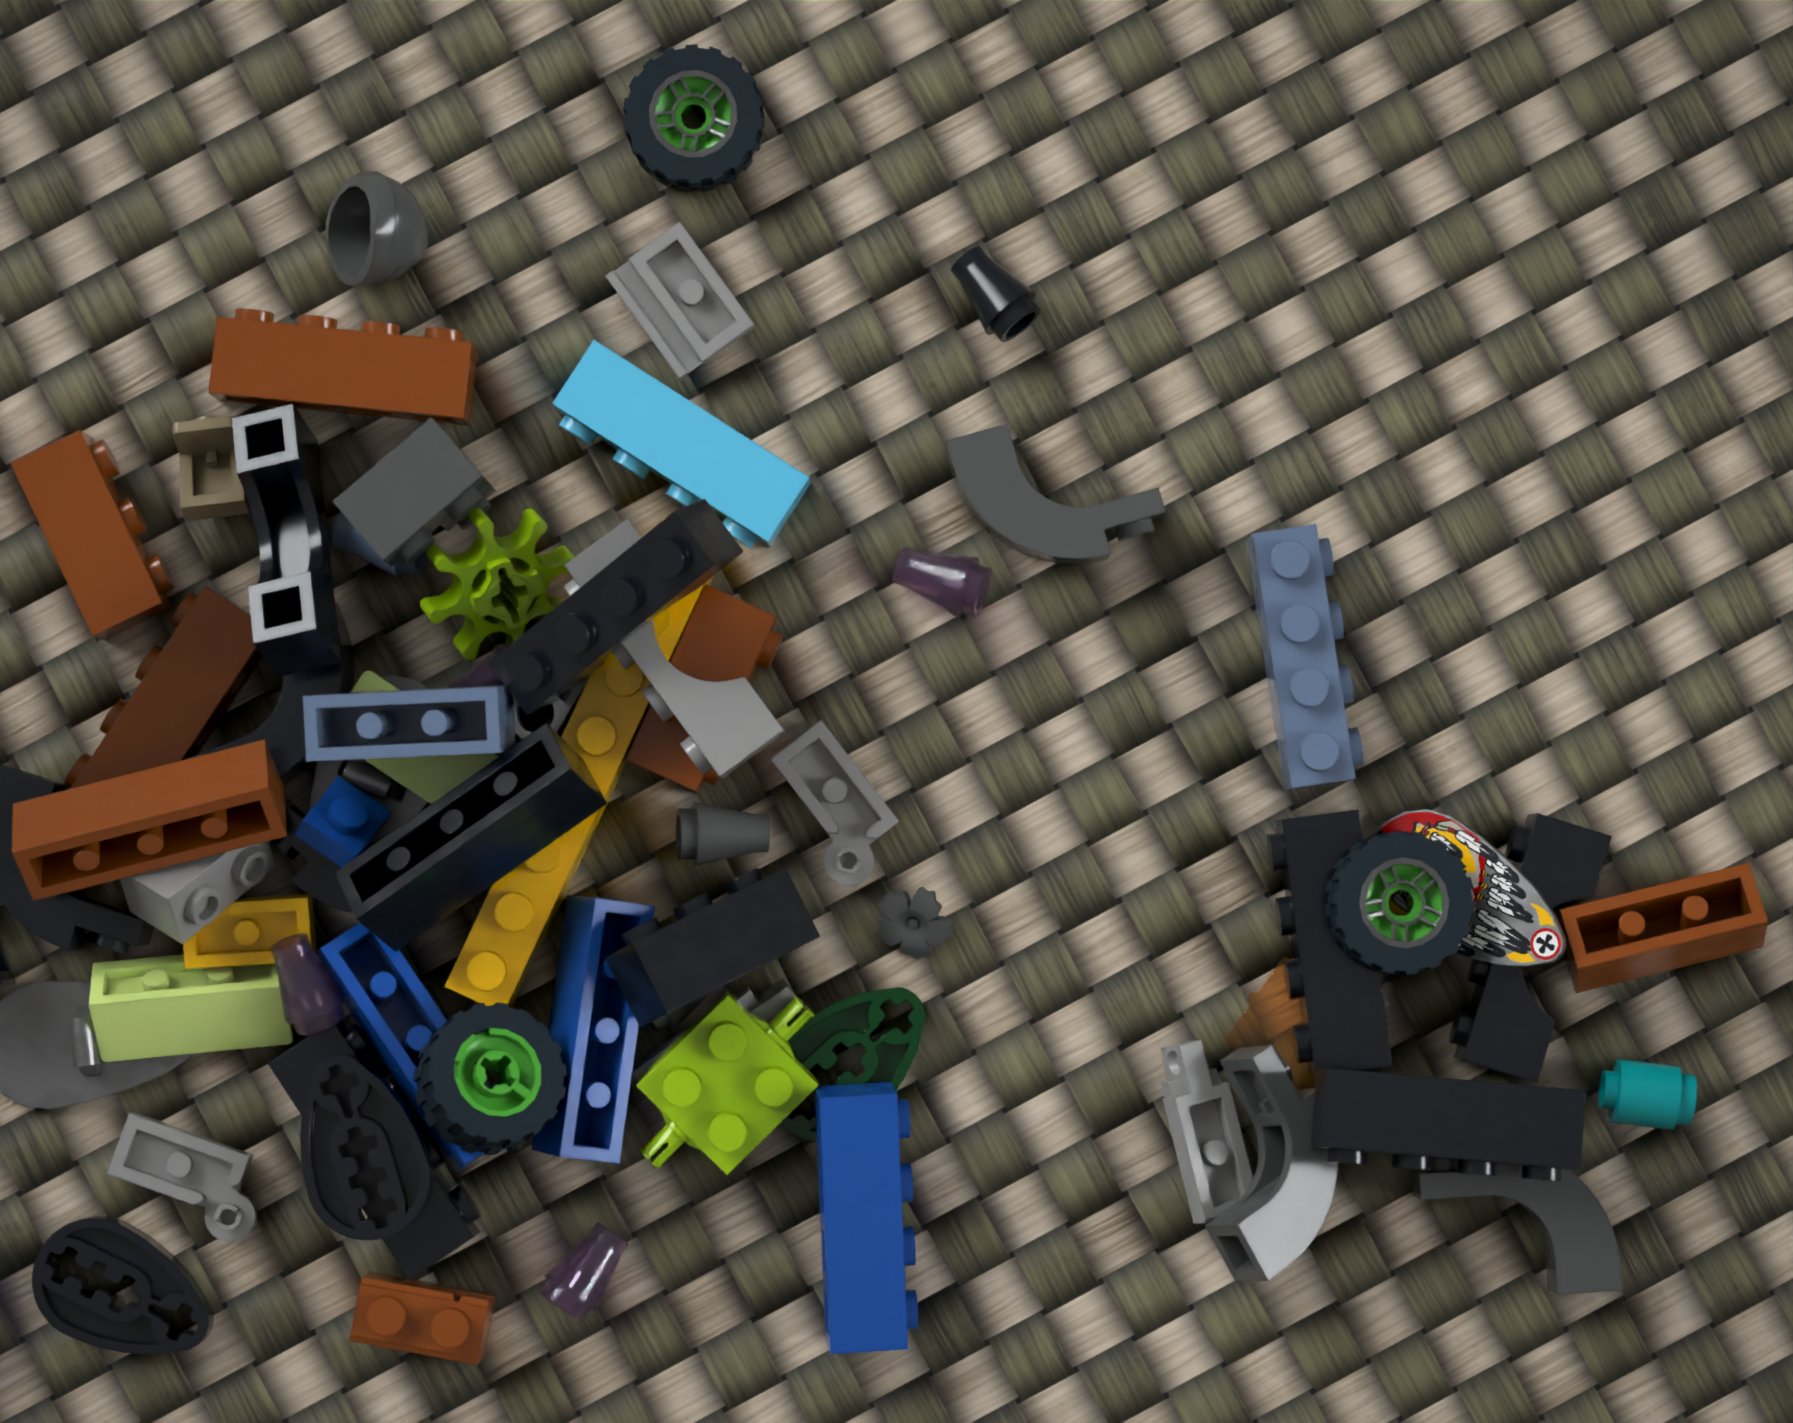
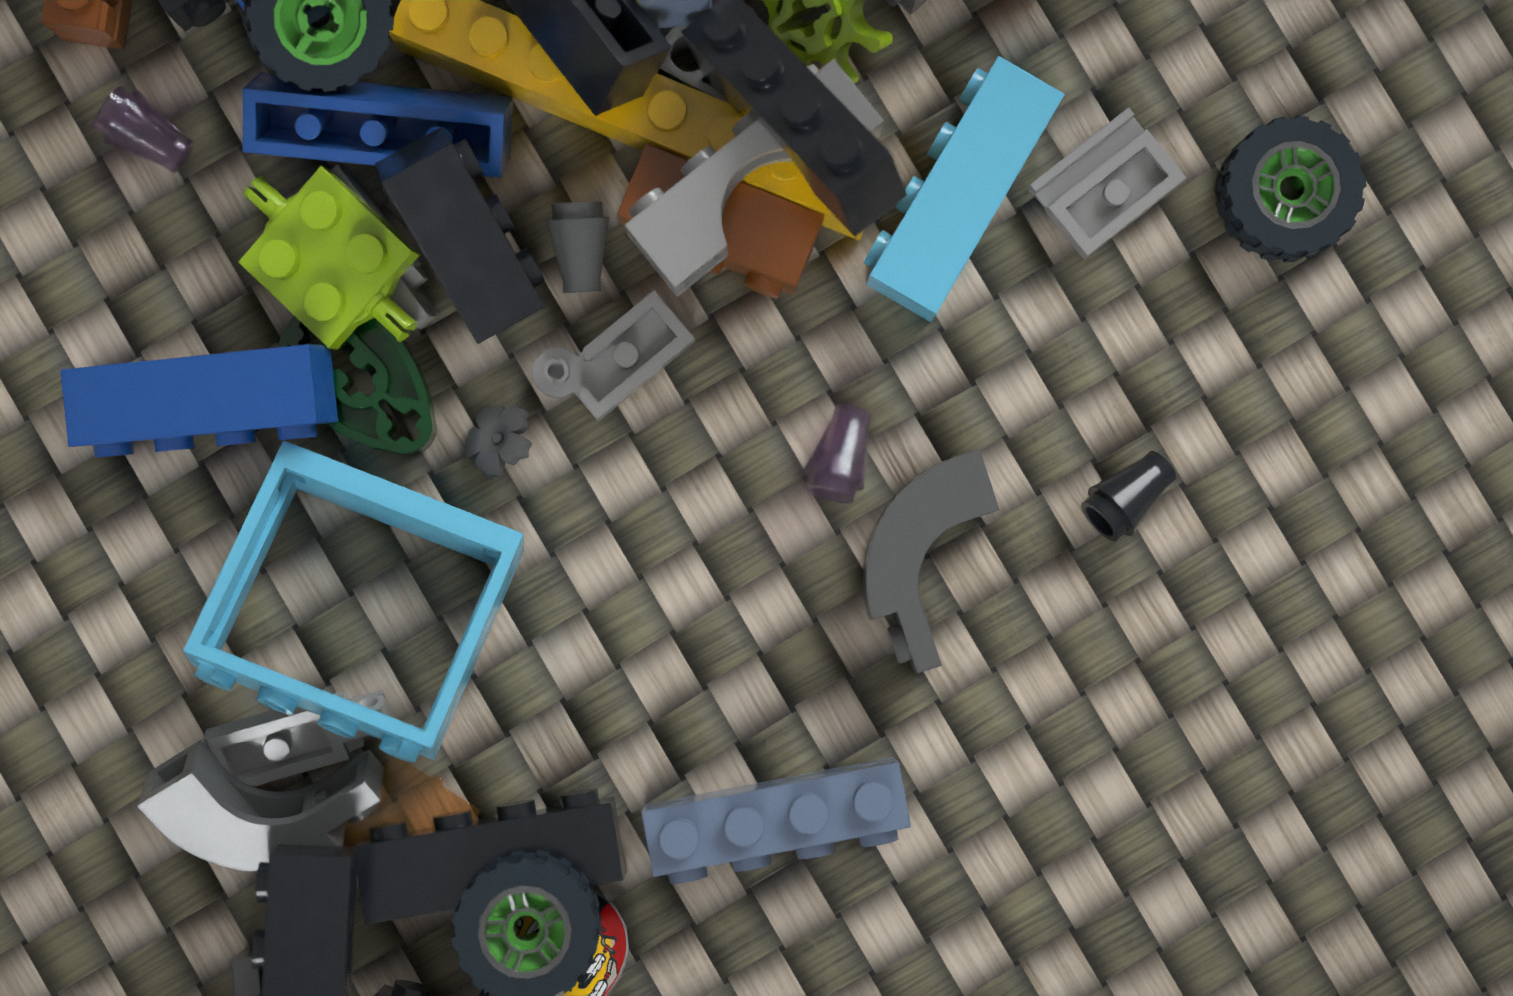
camera: 85 degrees right, 0 degrees up
(981, 1023) = (389, 504): none -> medium azure window

